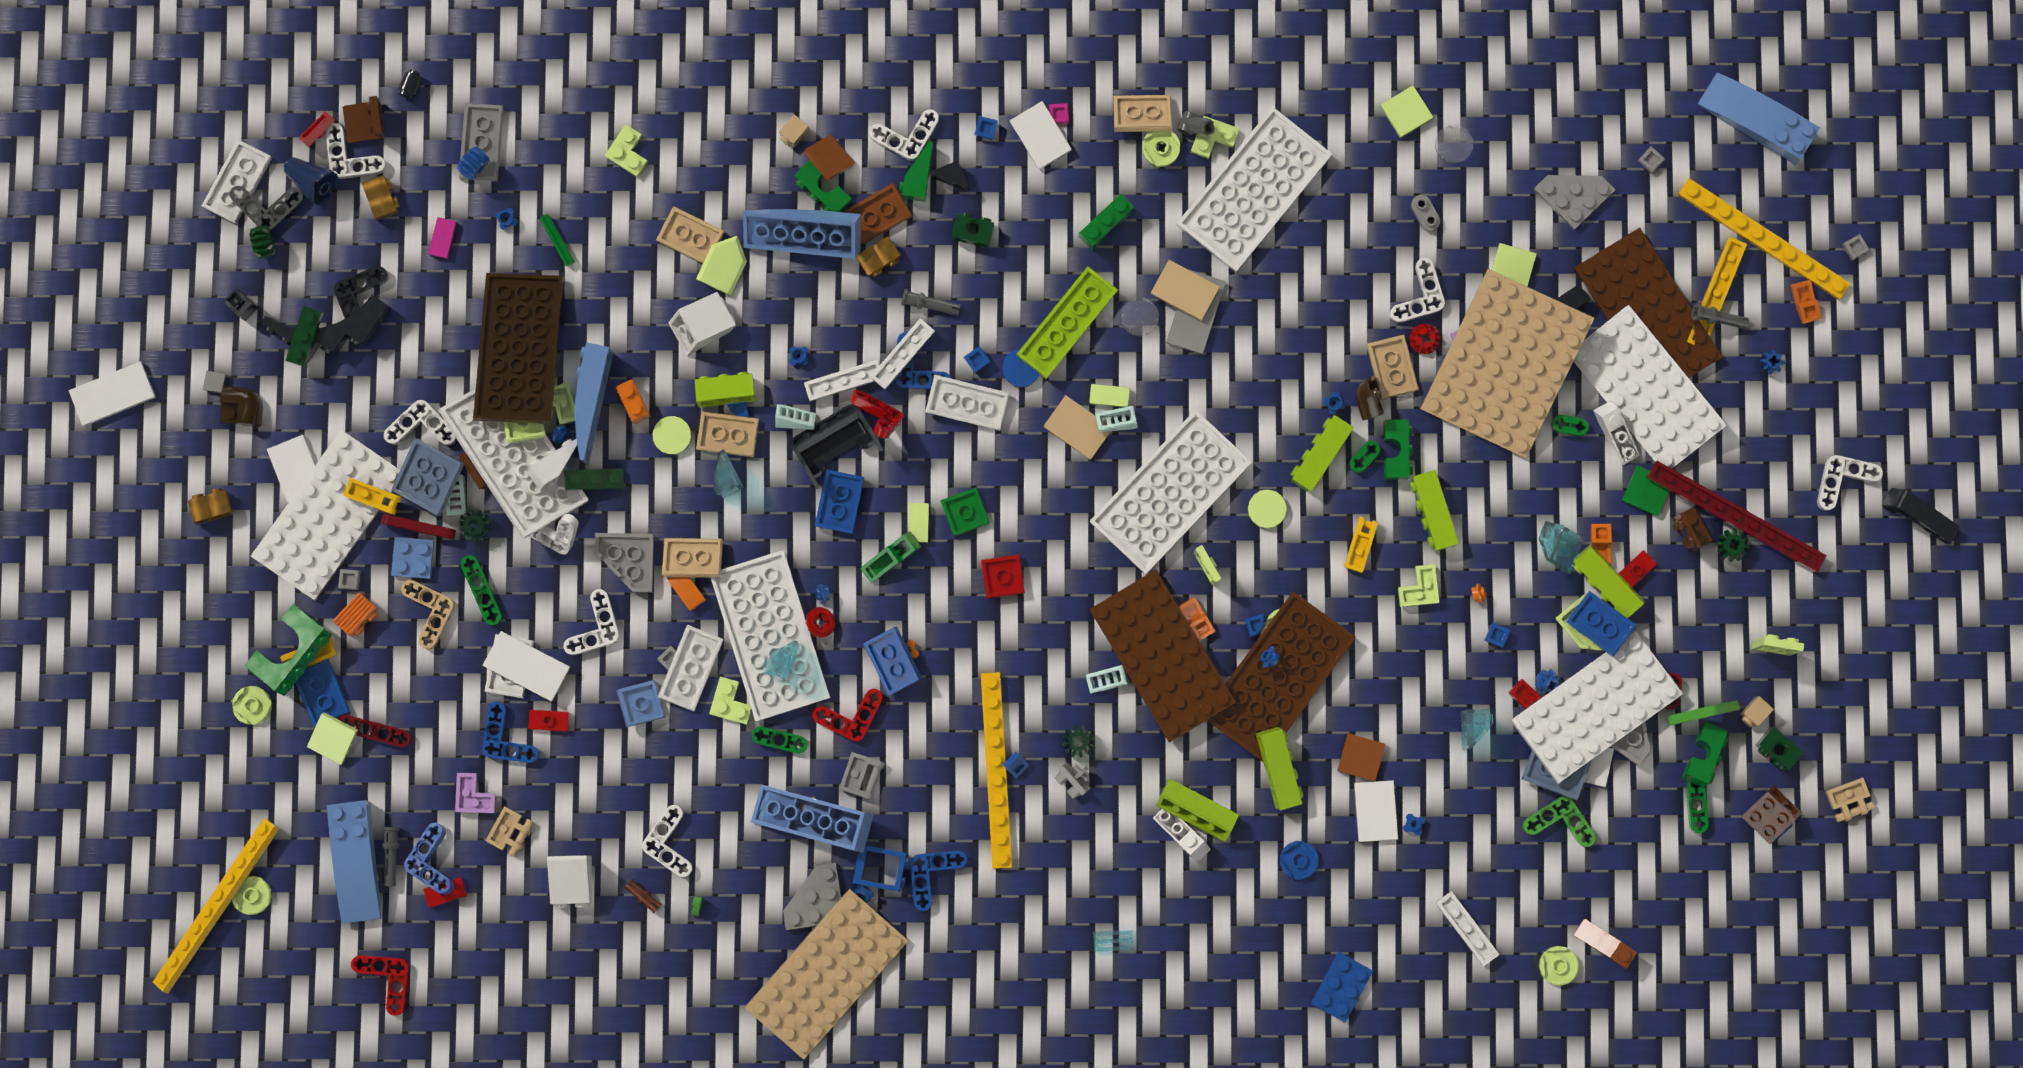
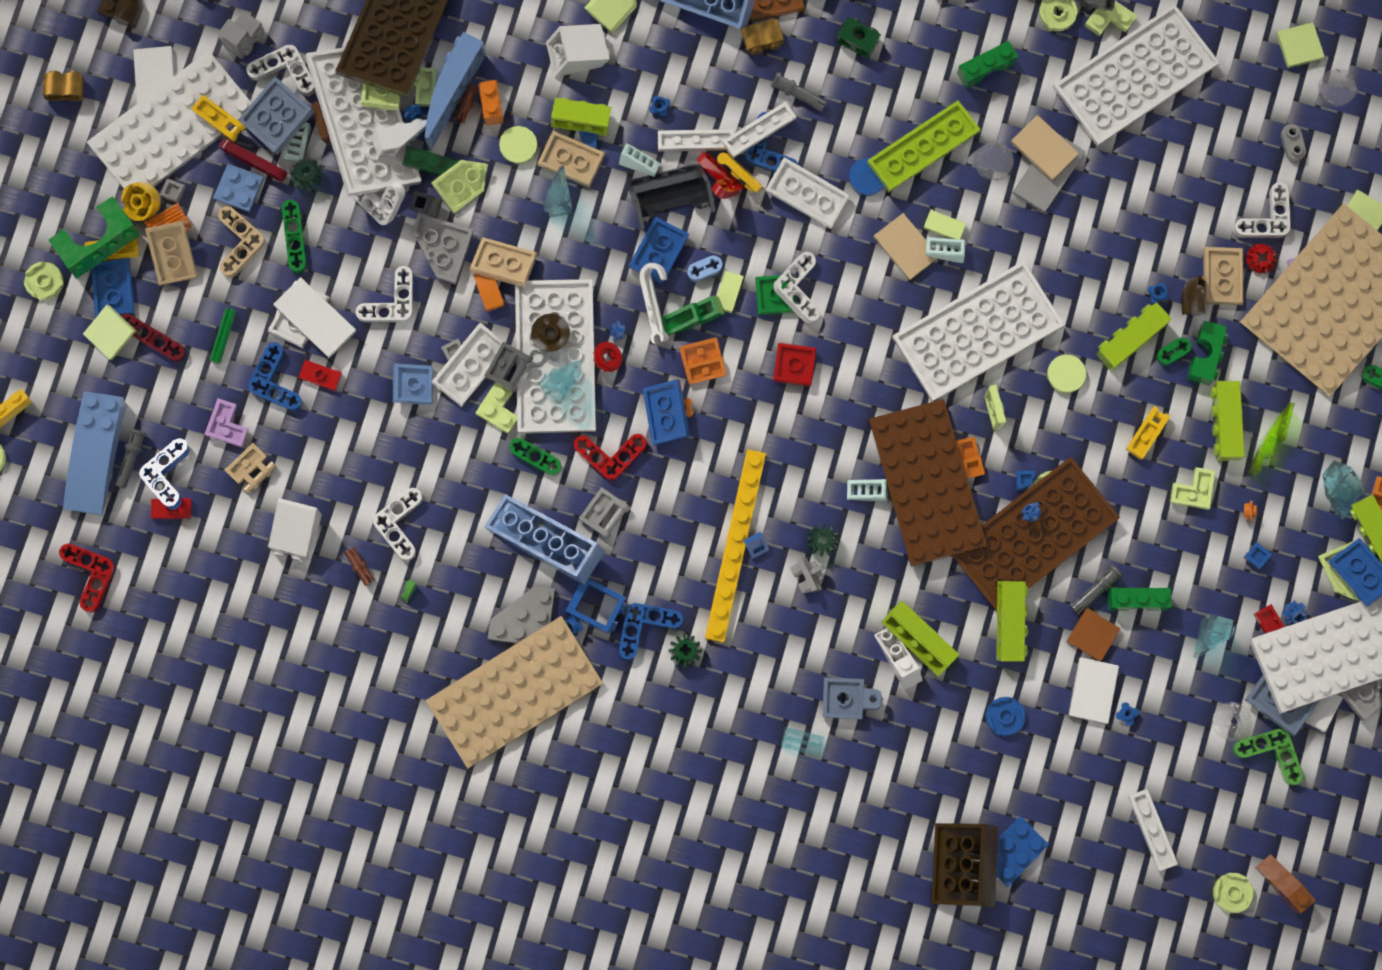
camera: 10 degrees right, 5 degrees down
(322, 601) = (140, 201): none -> yellow cylinder
(368, 404) = (241, 35): none -> light grey brick
(368, 643) = (171, 252): none -> tan tile
(442, 709) = (222, 336): none -> green axle
(600, 523) = (426, 204): none -> black brick
(608, 408) = (466, 103): none -> copper pin
(628, 491) = (461, 184): none -> yellowish green tile
(722, 659) = (503, 364): none -> dark grey plate
(748, 616) = (550, 323): none -> dark brown dish
(847, 556) = (651, 301): none -> white piece
(892, 509) = (702, 264): none -> light blue beam
(895, 400) = (739, 171): none -> yellow plate
(913, 598) = (702, 360): none -> orange slope
(977, 359) = (828, 156): blue plate -> none
(979, 503) = (792, 289): none -> white beam
(981, 881) = (690, 646): none -> dark green gear
(1154, 884) = (857, 696): none -> sand blue plate
(1299, 1014) = (965, 864): none -> dark brown slope
(1357, 705) = (1103, 584): none -> dark grey pin
(1395, 710) = (1139, 598): none -> green arch
(1483, 509) = (1275, 433): none -> clear neon green slope
(1505, 804) = (1222, 722): none -> clear dish

